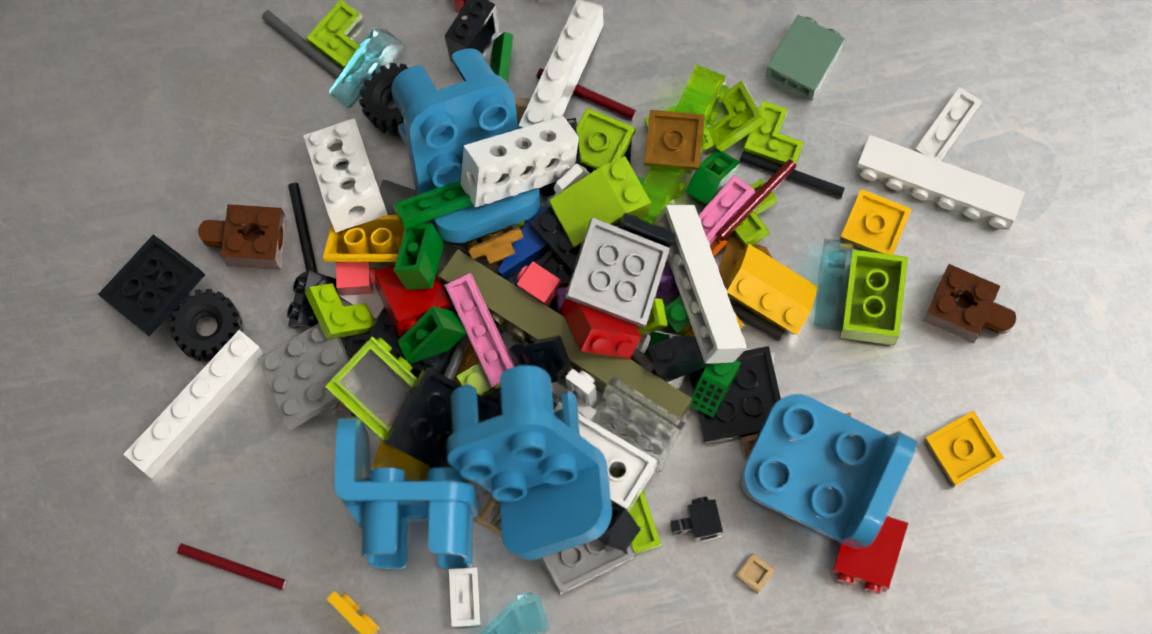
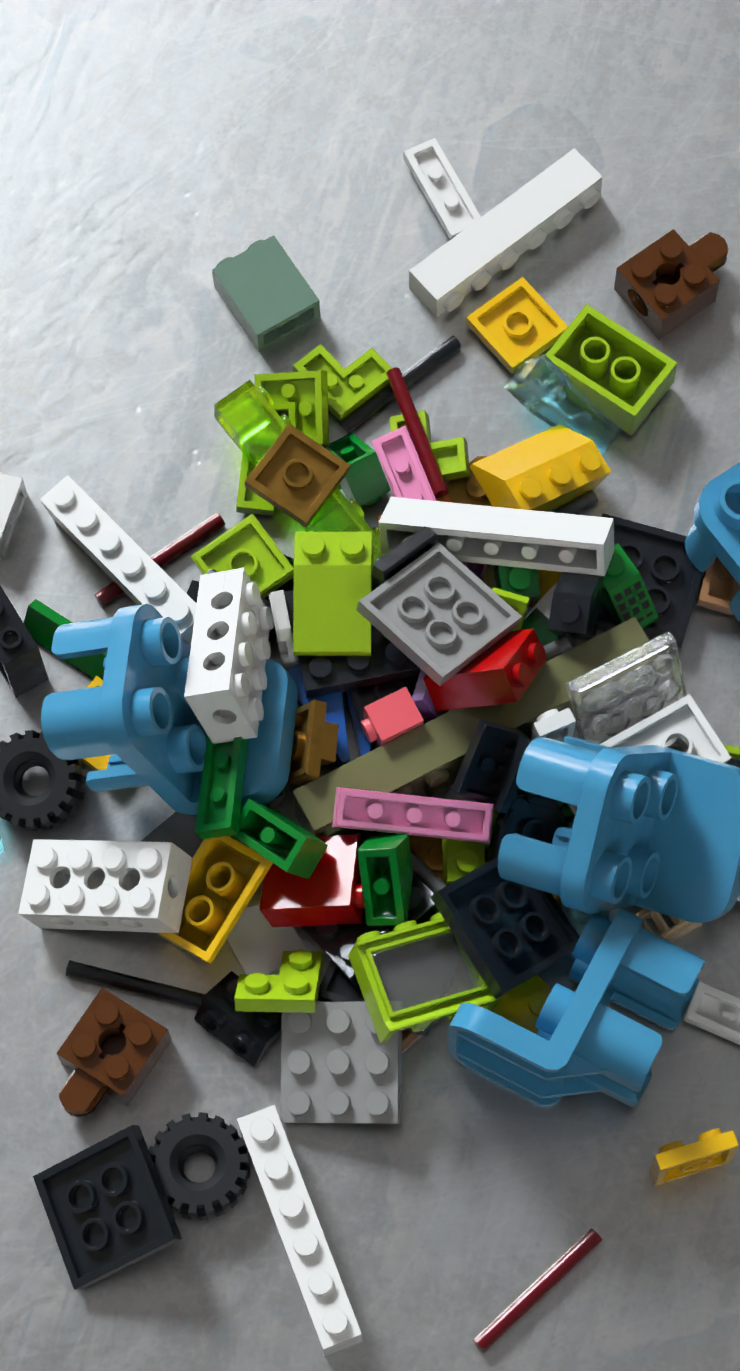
camera: 65 degrees left, 5 degrees down
(355, 278) = (245, 945): coral brick -> none

